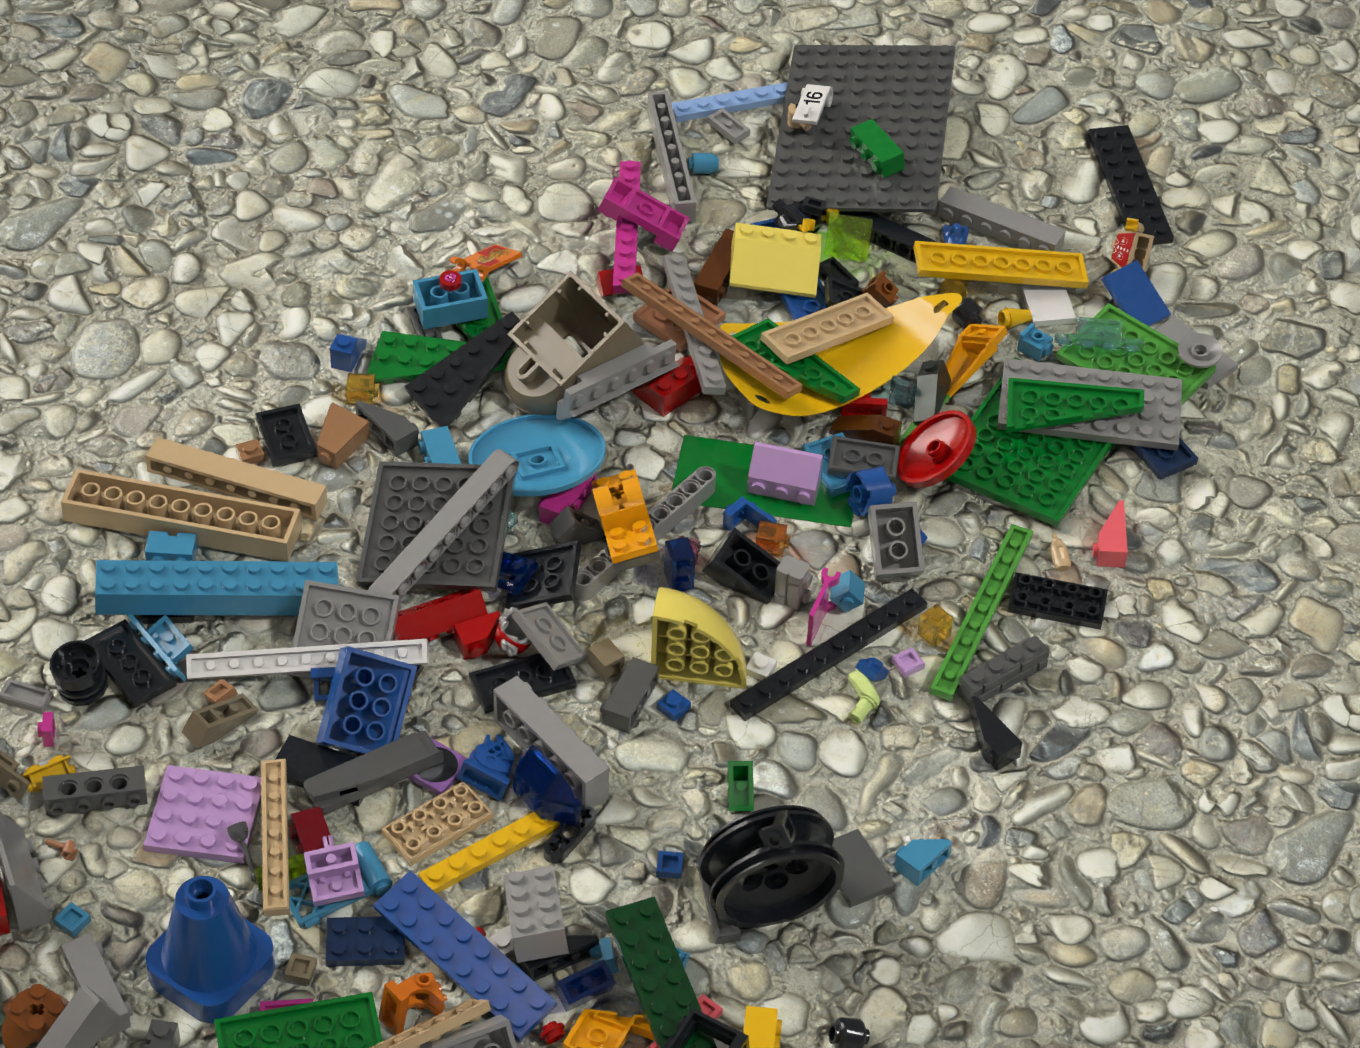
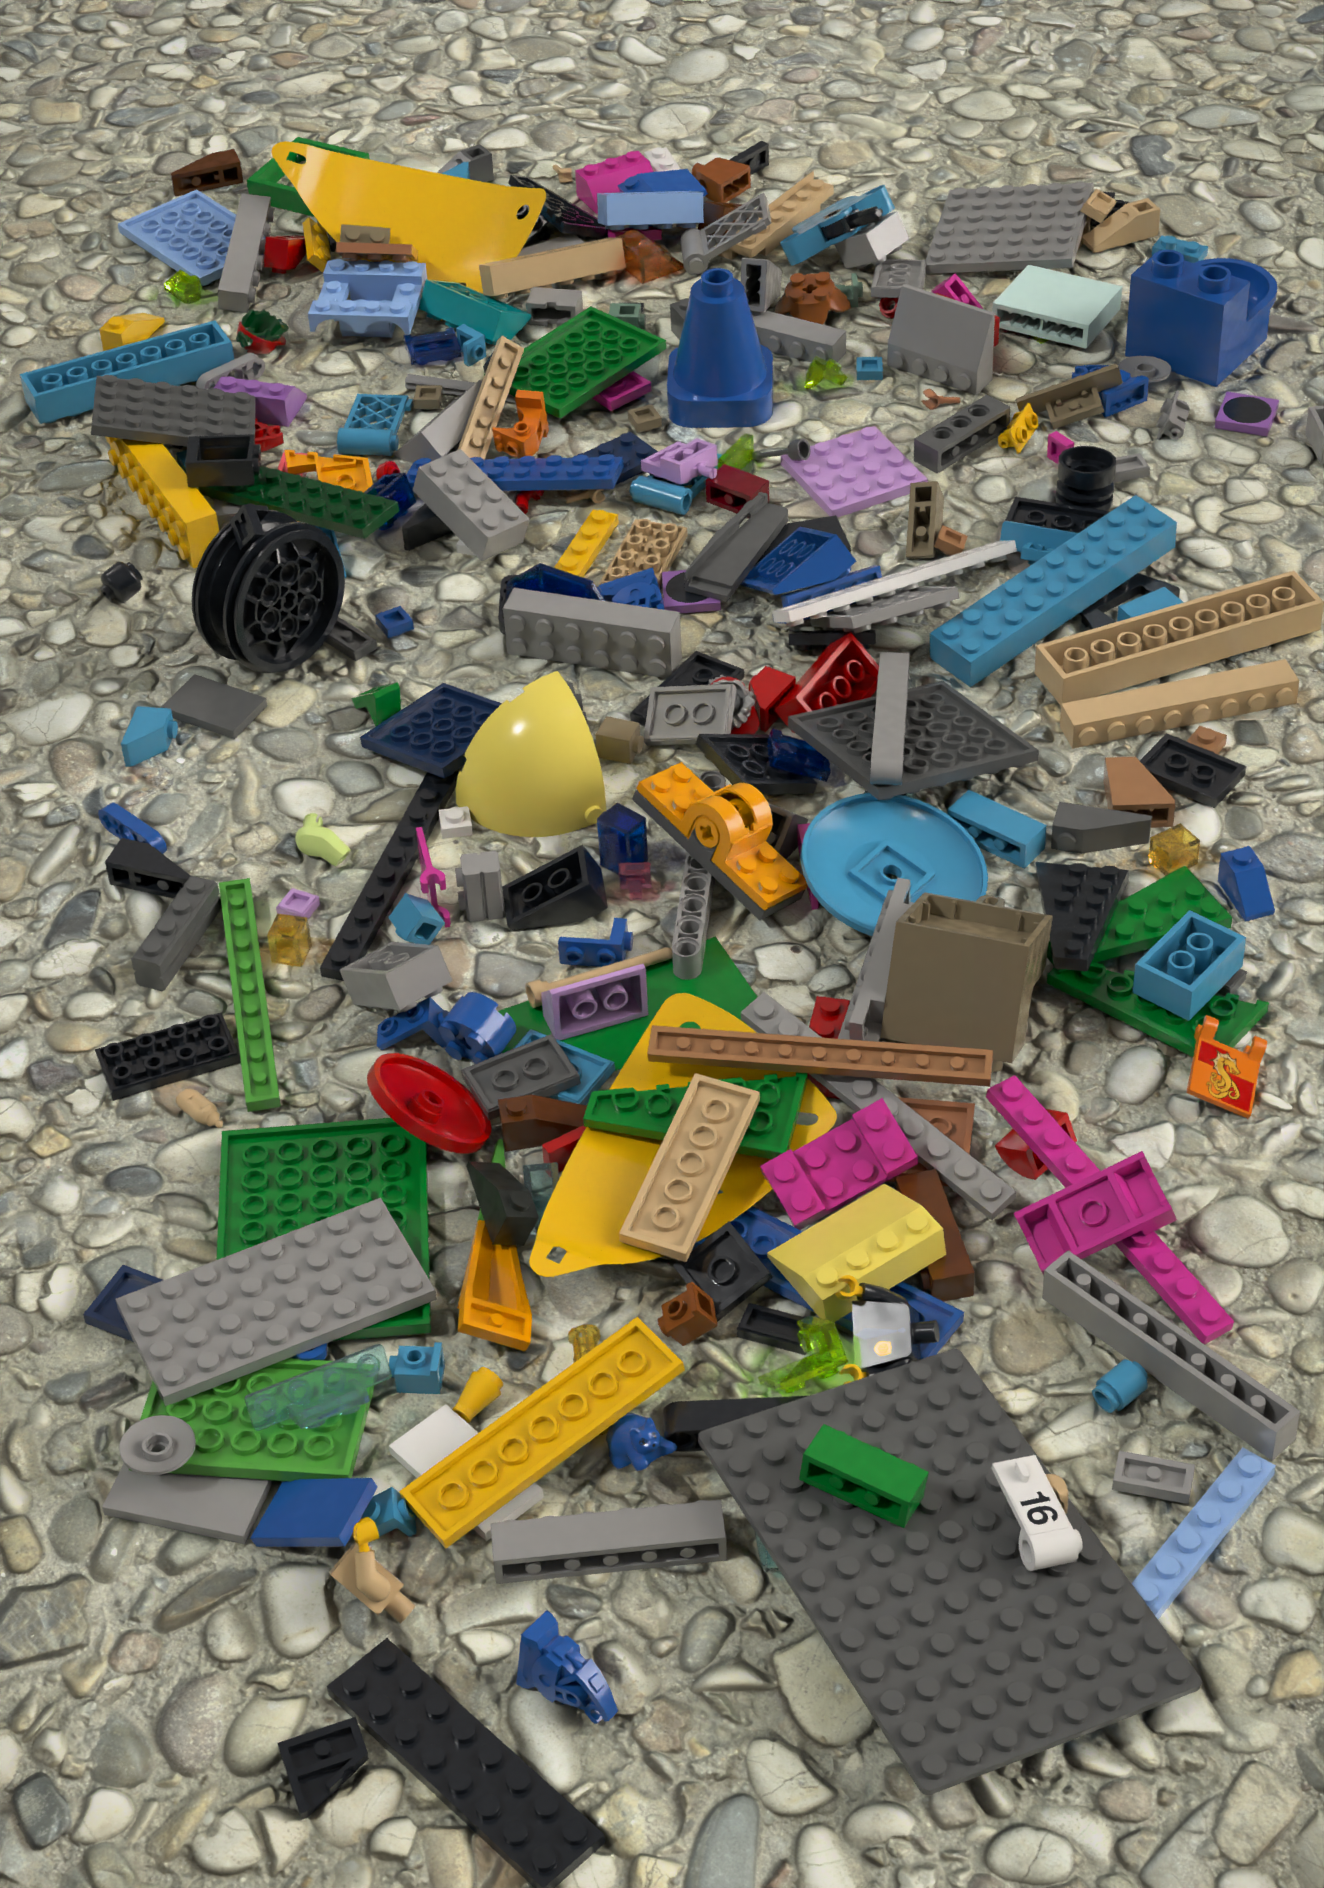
camera: 150 degrees right, 5 degrees down
(116, 925) = (825, 369): none -> clear neon green plate
(275, 838) = (764, 461): tan tile -> none
(450, 280) = (1198, 950): red tile -> none
(605, 951) = (389, 537): dark azure tile -> none
(716, 726) = (432, 730): none -> dark blue plate
(736, 300) = (840, 1165): none -> dark pink piece
(773, 538) = (546, 933): clear orange brick -> none
(806, 510) = (536, 987): none -> tan piece
(813, 206) = (879, 1354): black tile -> none
(872, 668) = (329, 869): blue plate -> none
(967, 313) = (544, 1356): black head -> none
(983, 777) = (127, 826): none -> blue beam
(1051, 403) = (303, 1241): green wing -> none
(1068, 180) = (561, 1672): none -> blue piece
(1098, 289) = (391, 1512): none -> dark azure bracket
(1112, 540) = (137, 1145): coral slope -> none
(1192, 211) = (322, 1762): none -> black wing

